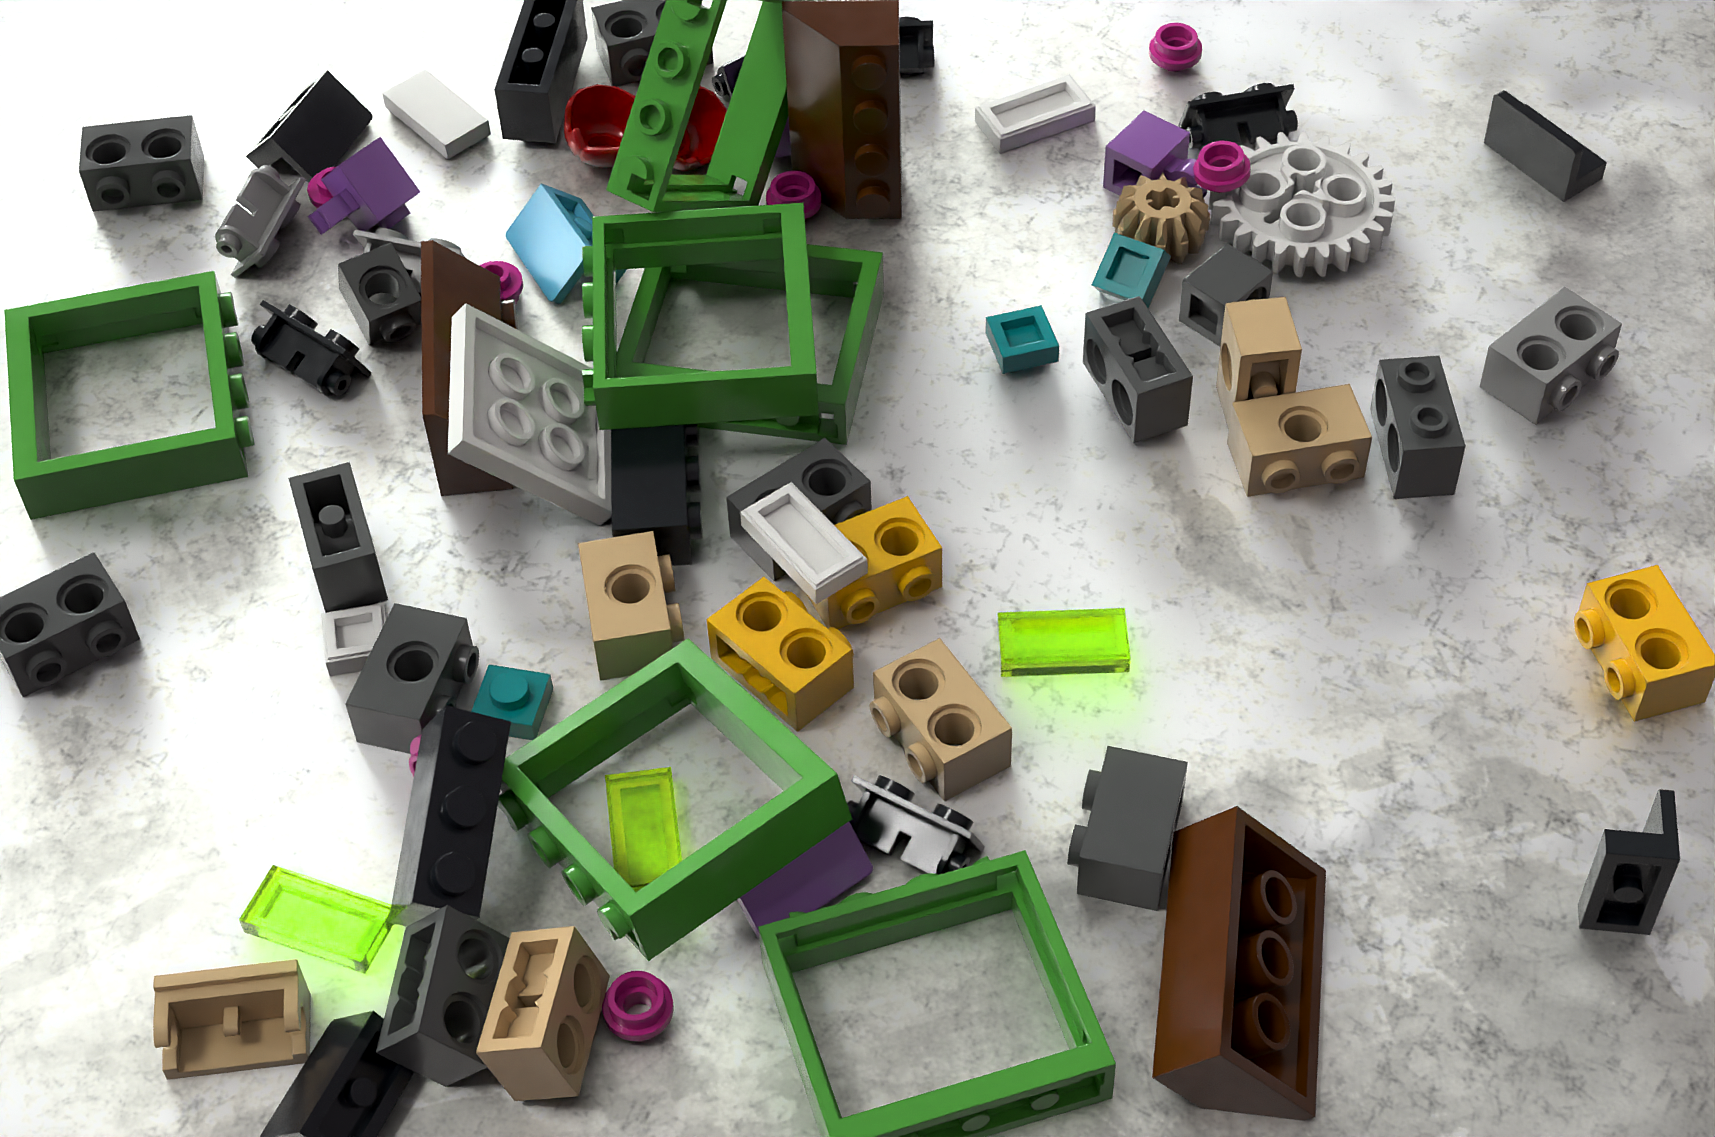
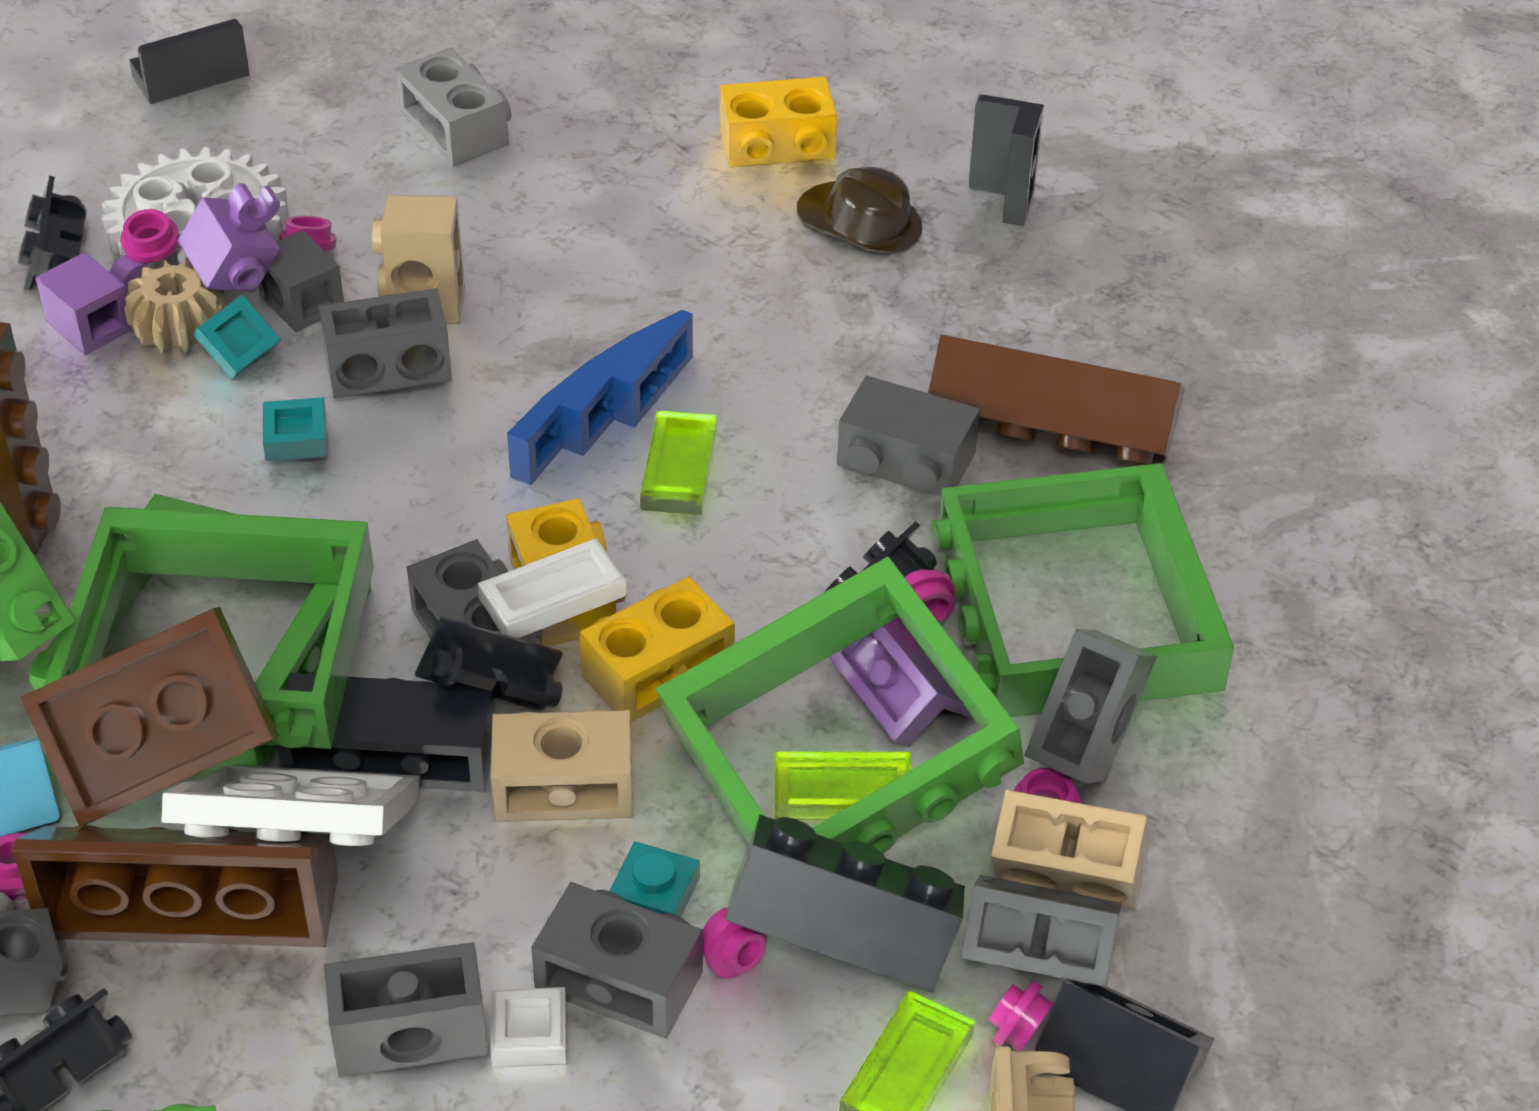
camera: 85 degrees left, 5 degrees down
(361, 992) = (1019, 1015): none -> dark pink plate
(564, 286) = (149, 716): none -> reddish brown plate
(717, 548) = (493, 661): none -> black hinge
(720, 1007) = (1090, 706): none -> dark grey brick
(886, 862) = (935, 591): none -> dark pink plate
(950, 713) = (764, 542): tan brick -> none
(1147, 565) = (609, 387): none -> blue slope
(1212, 217) = (230, 239): none -> medium lavender brick
(1298, 440) = (500, 267): tan brick -> none
(1302, 287) = (316, 227): none -> dark pink plate
(1417, 427) = (512, 191): dark grey brick -> none
(1528, 757) = (863, 208): none -> dark brown piece

